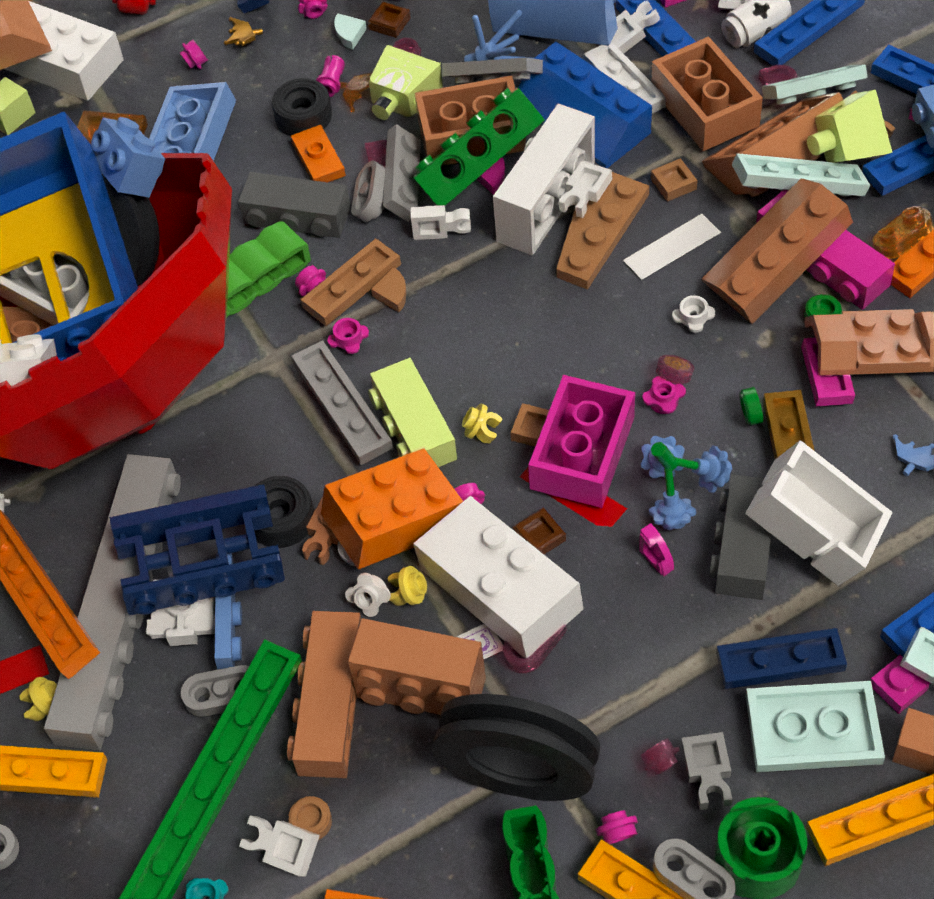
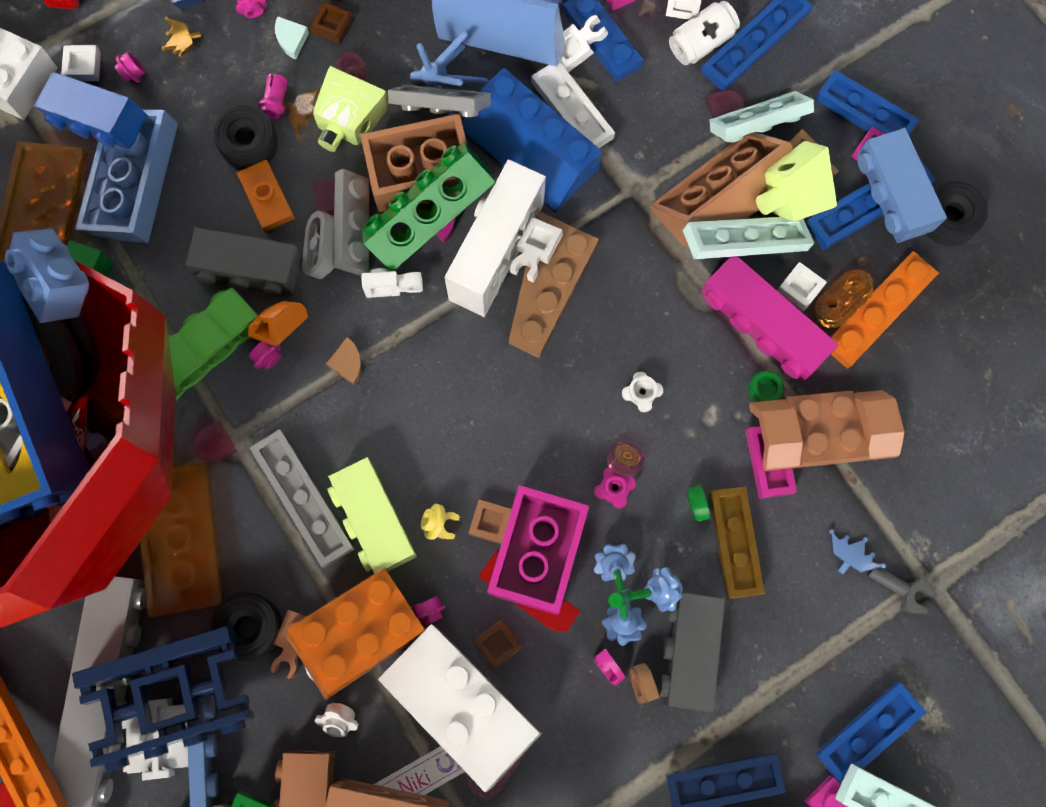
camera: 10 degrees left, 20 degrees up
(147, 52) = (81, 62): none -> white plate
(156, 83) = (90, 111): none -> brick
(216, 435) = (183, 548): none -> clear orange plate
(255, 359) = (214, 443): none -> clear pink tile
(325, 249) = (277, 322): none -> orange brick
(344, 328) = (301, 408): dark pink plate -> none
(350, 282) = (305, 355): medium nougat plate -> none
(411, 586) = (377, 710): light yellow plate -> none
(671, 246) = (620, 307): white sticker -> none
(674, 179) = (622, 229): medium nougat tile -> none
(692, 567) = (643, 683): none -> medium nougat tile
(707, 93) = (655, 130): nougat brick -> none
(779, 248) = (724, 327): nougat slope -> none
(819, 513) = (765, 643): white piece -> none
(865, 221) = (801, 286): none -> white plate

